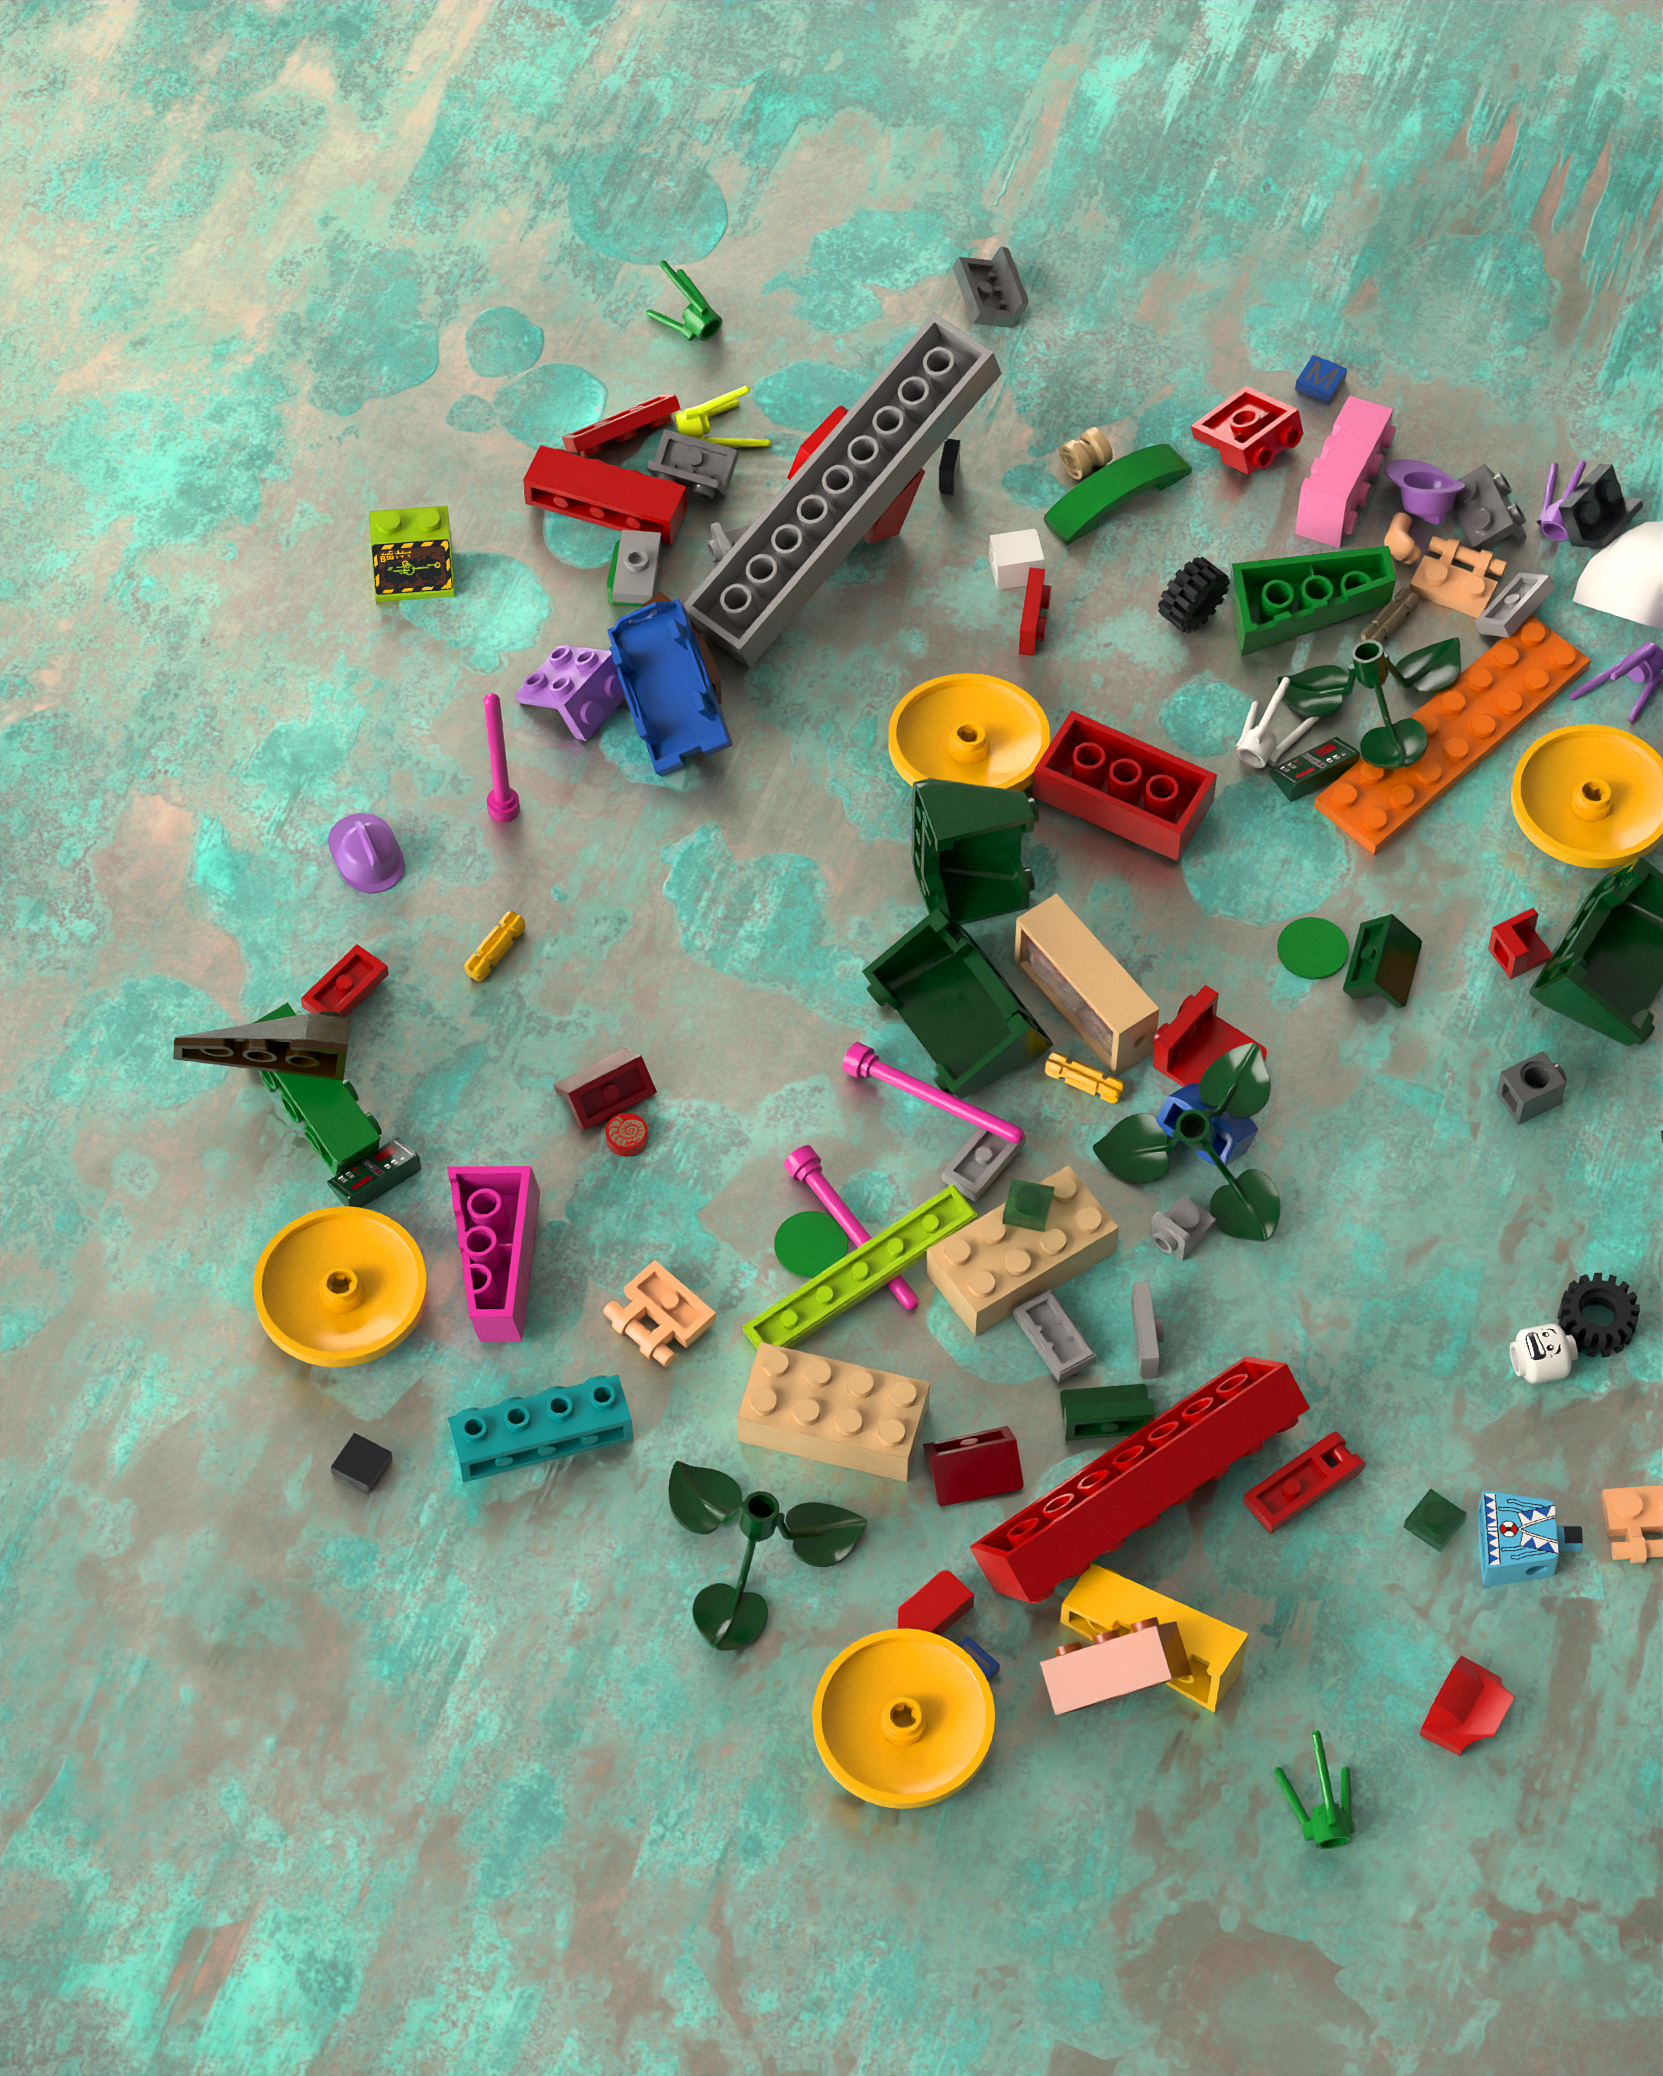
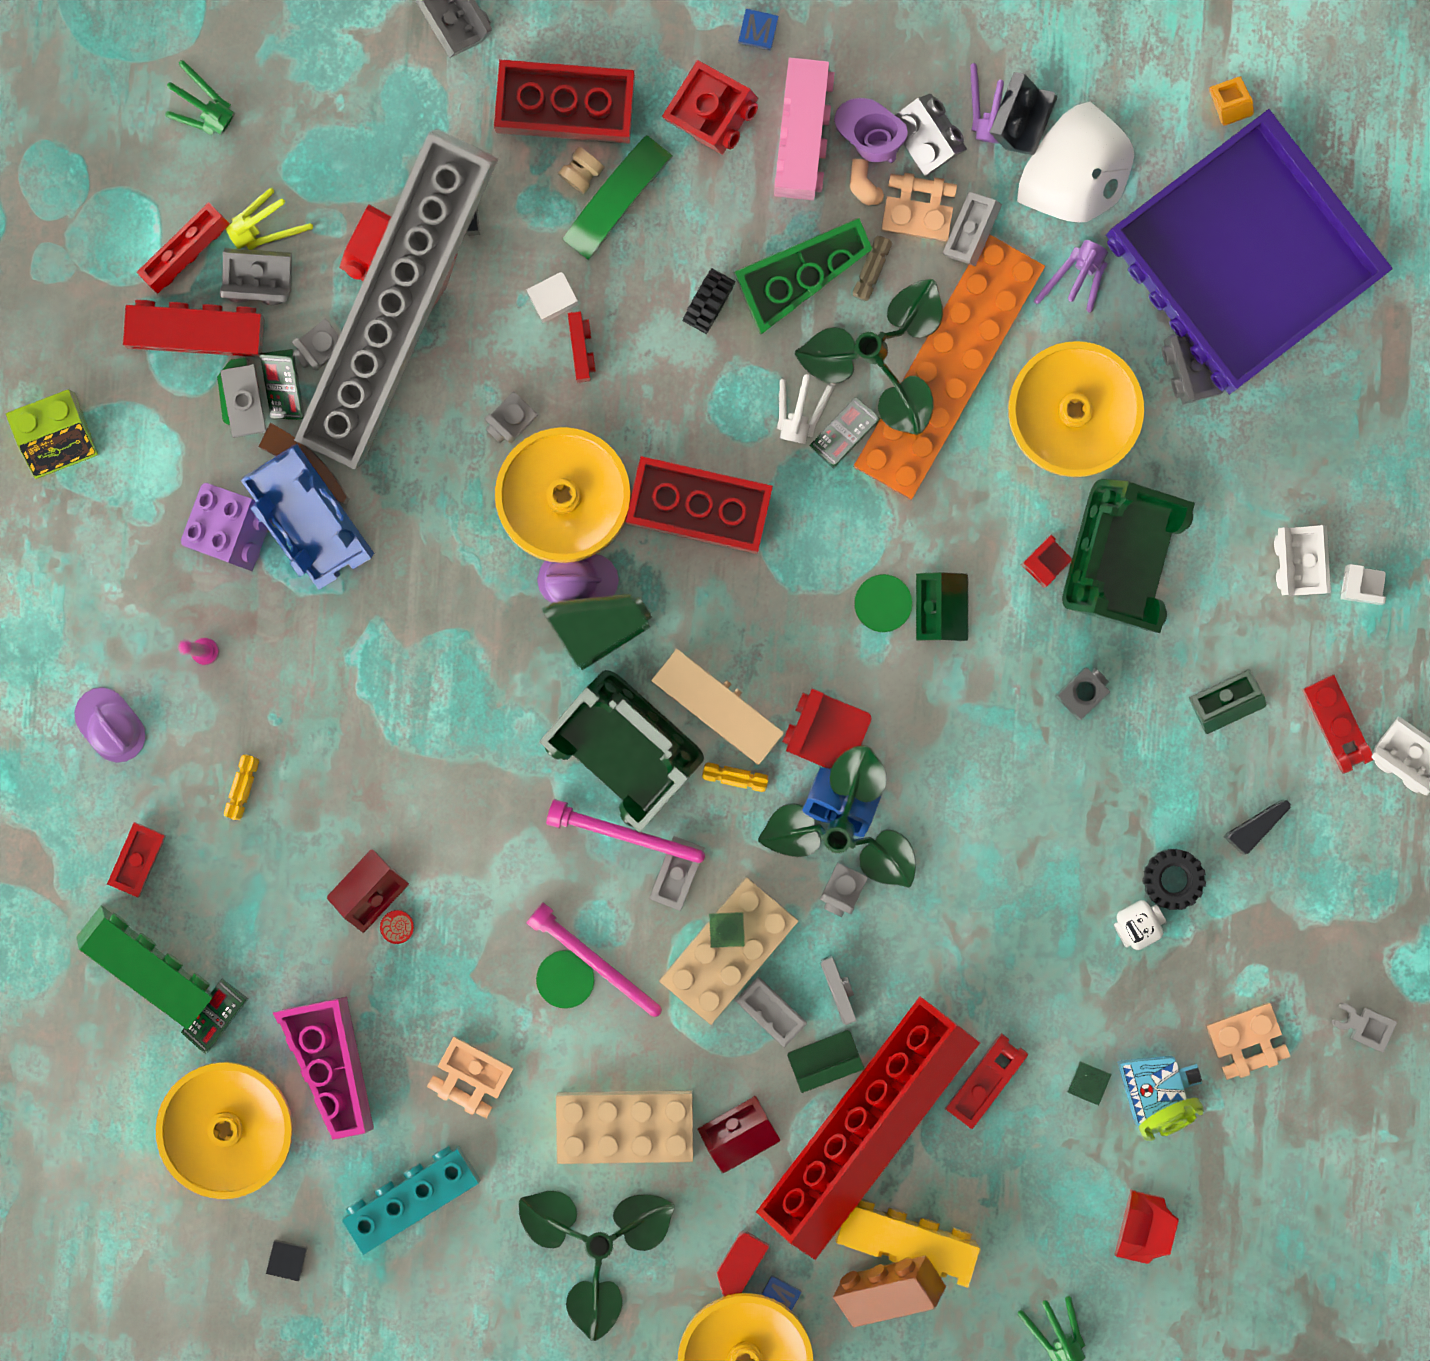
camera: 15 degrees left, 30 degrees up
(290, 1045) = (133, 958): dark brown wedge -> none
(685, 561) = (282, 384): none -> slope
(861, 1271) = (612, 1003): lime tile -> none
(929, 661) = (510, 419): none -> light grey bracket
(1087, 383) = (564, 101): none -> red brick
(1533, 1569) = (1171, 1118): none -> lime tile

